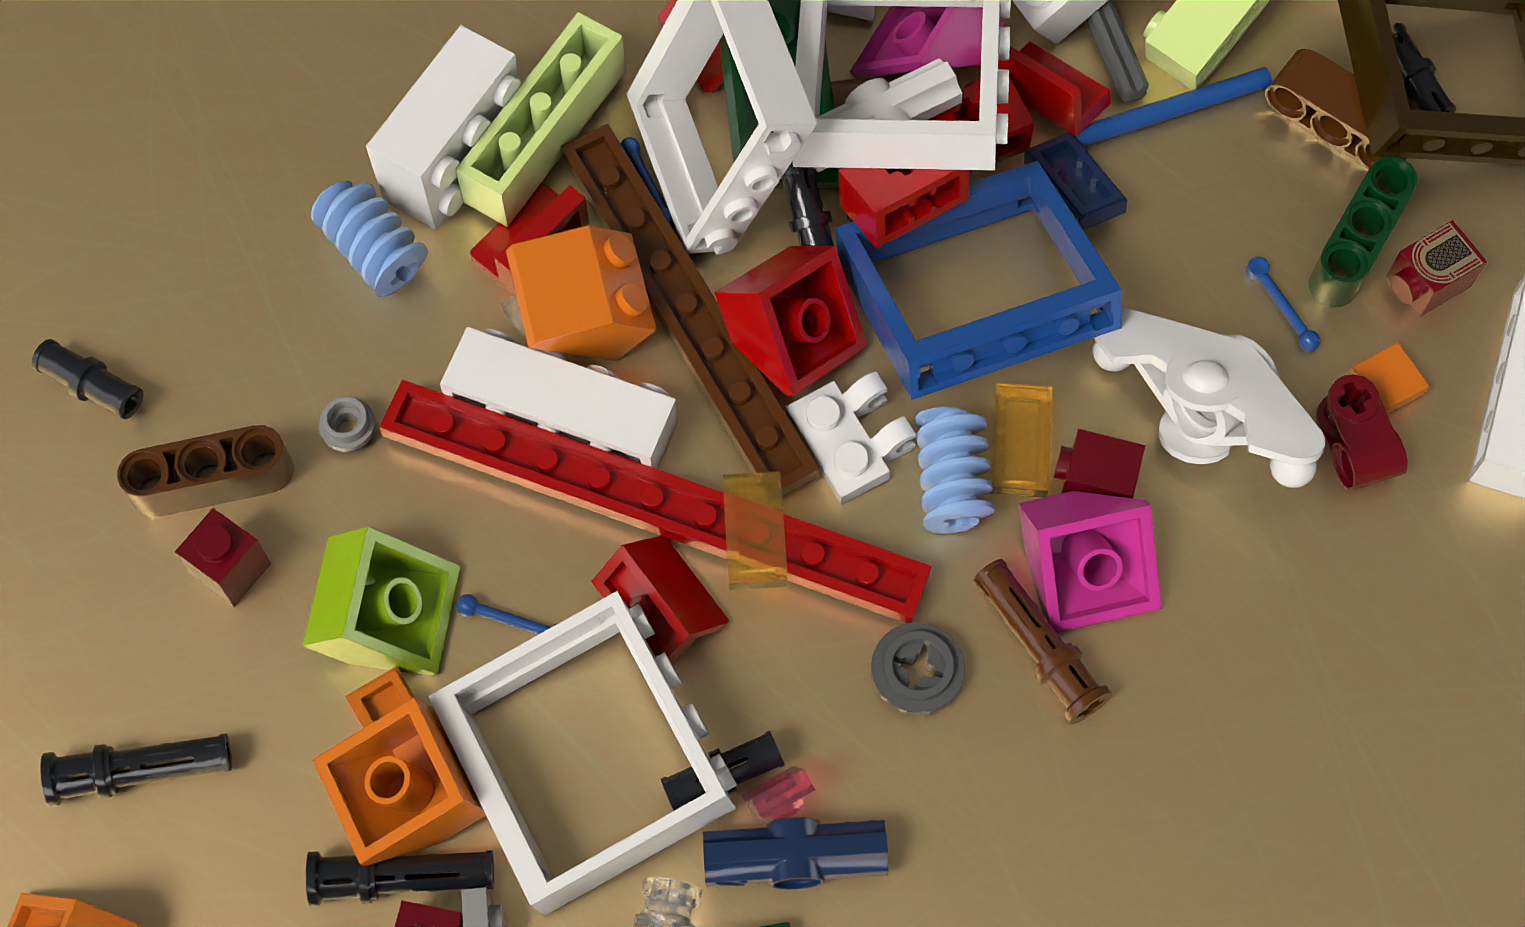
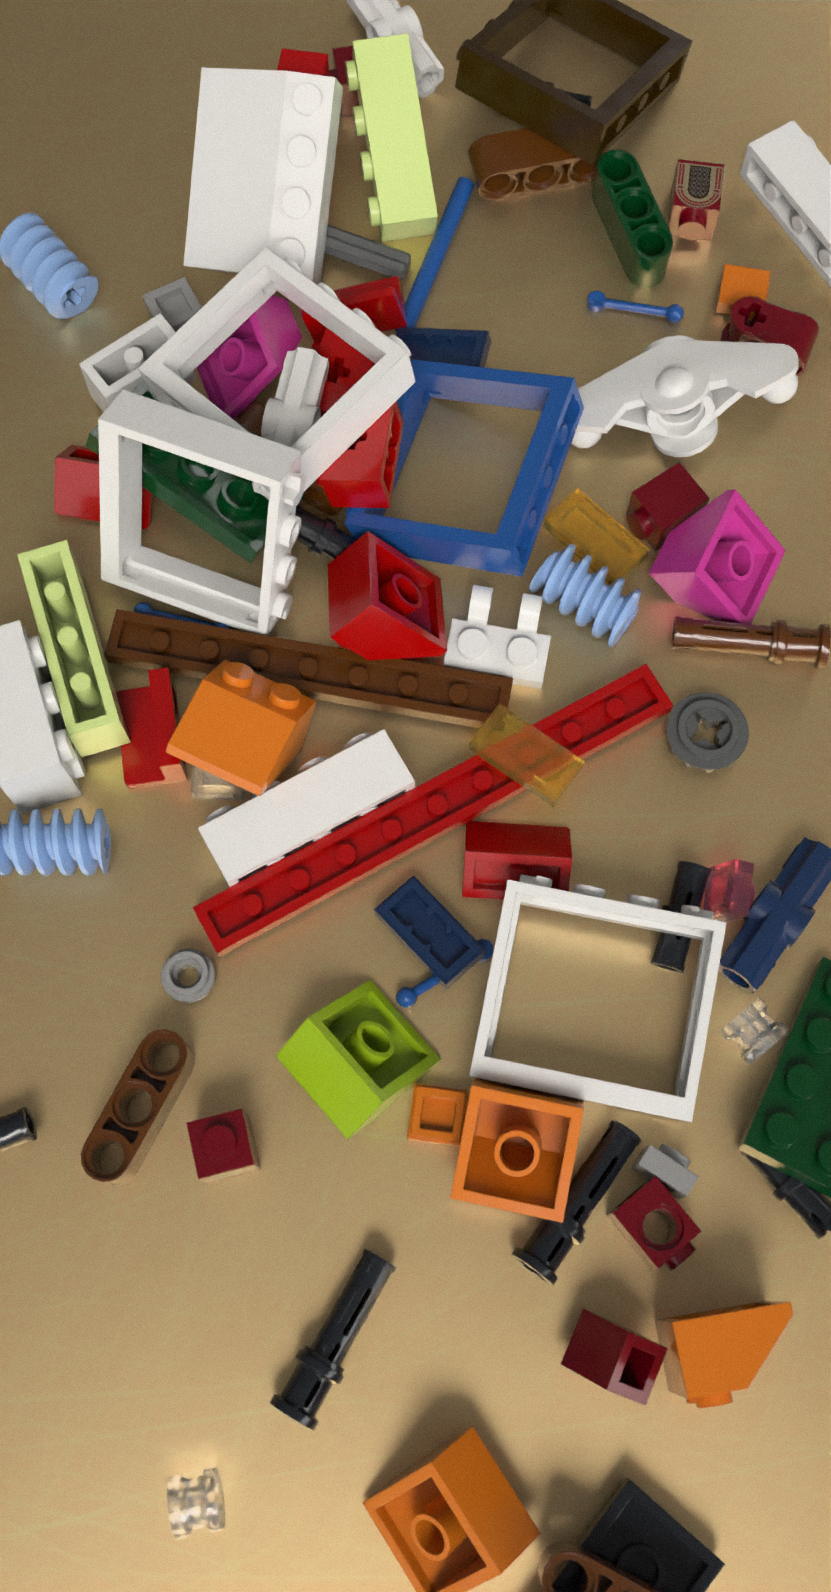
camera: 50 degrees left, 5 degrees up
(535, 577) = (429, 932): none -> dark blue plate

